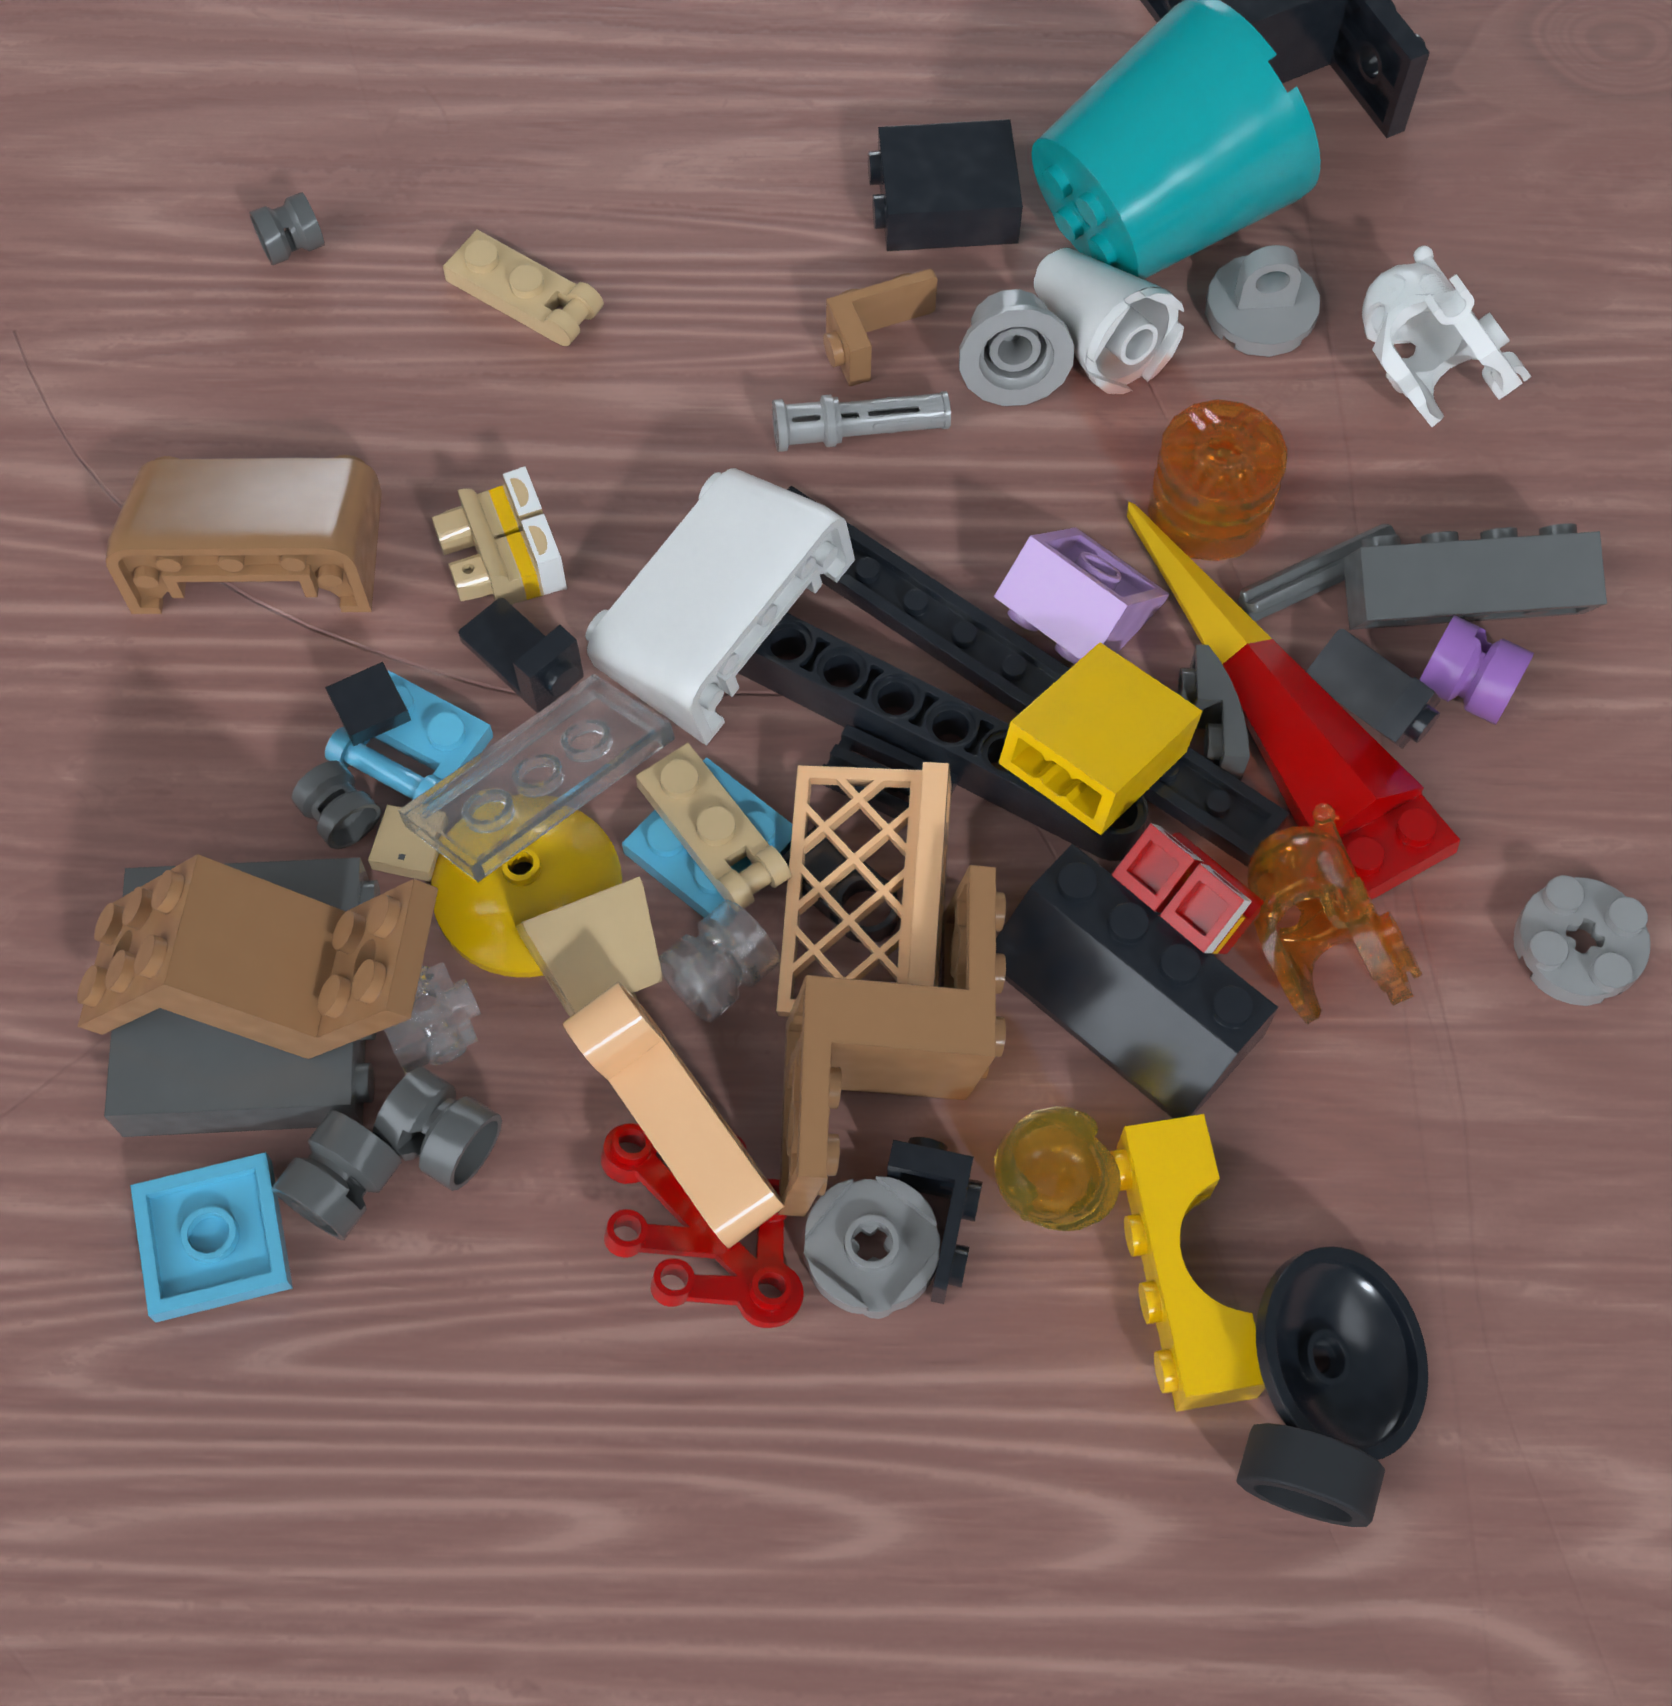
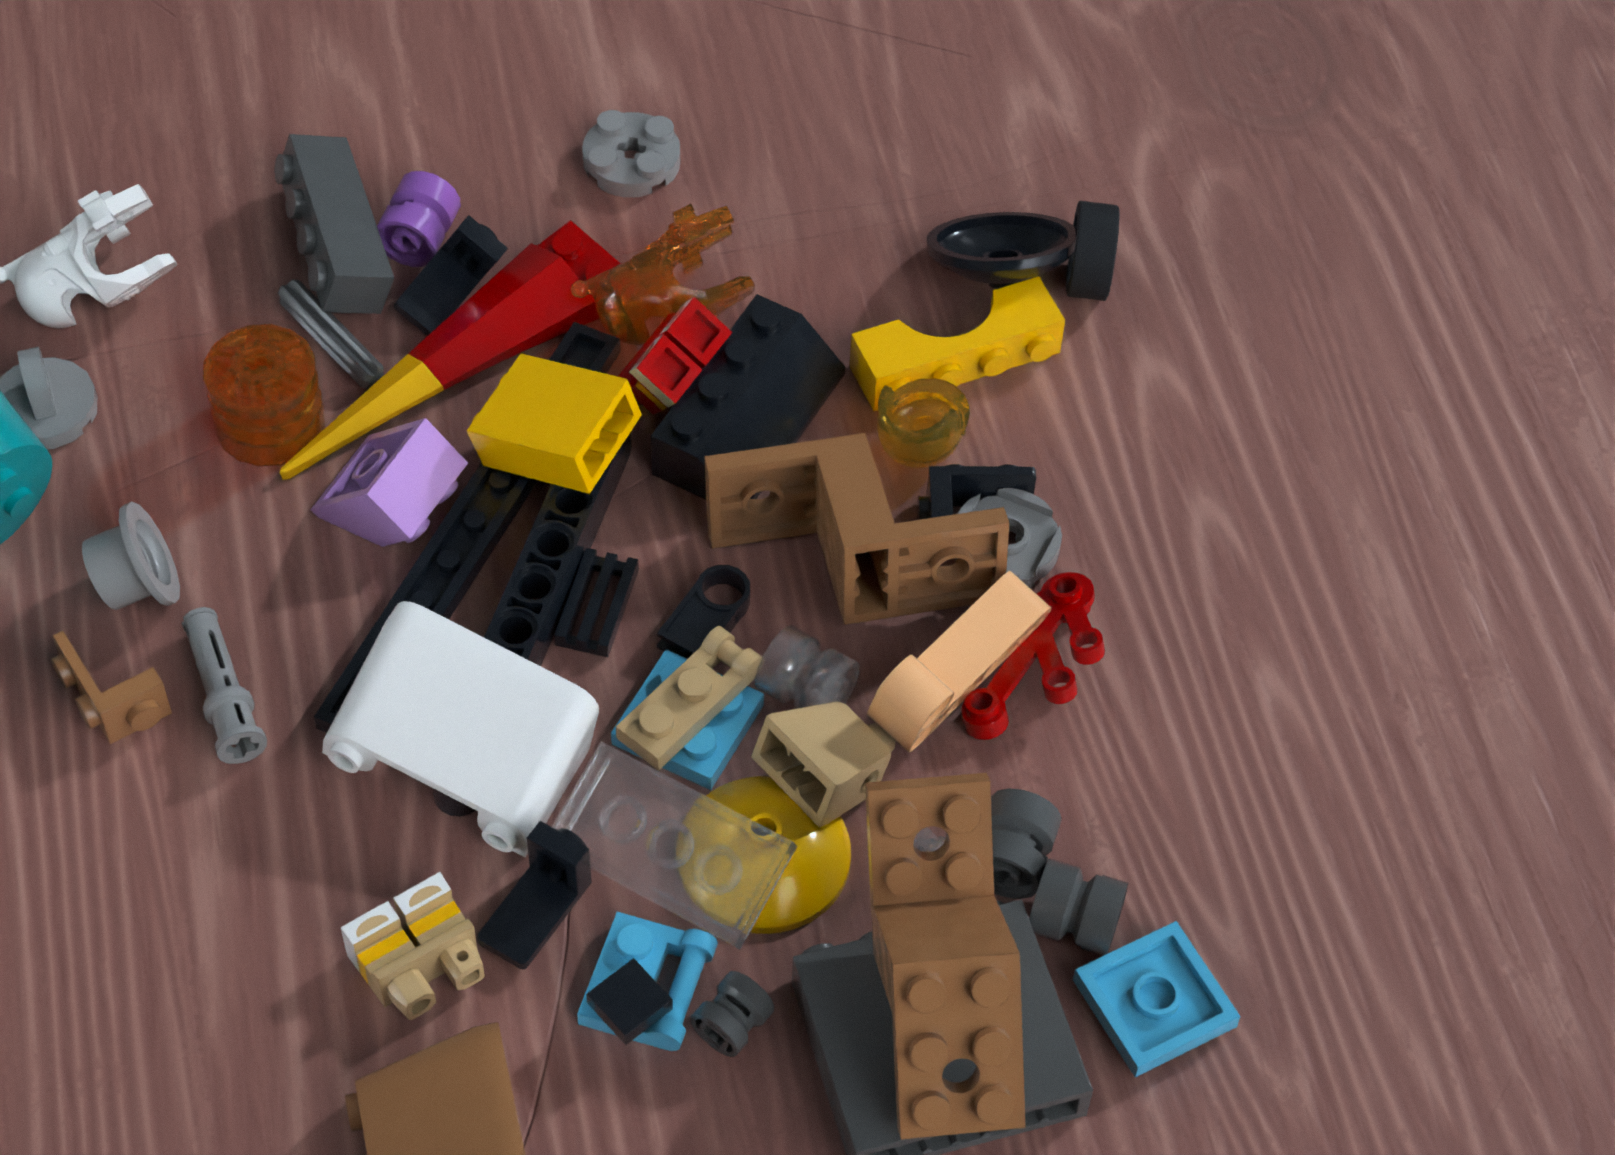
camera: 105 degrees left, 10 degrees down
(400, 850) = (757, 956): tan tile -> none
(522, 288) = (87, 1021): tan plate -> none
(921, 878) = (707, 540): light nougat fence -> none
(1115, 319) = (80, 501): white cone -> none
(1222, 717) = (472, 382): dark grey slope -> none

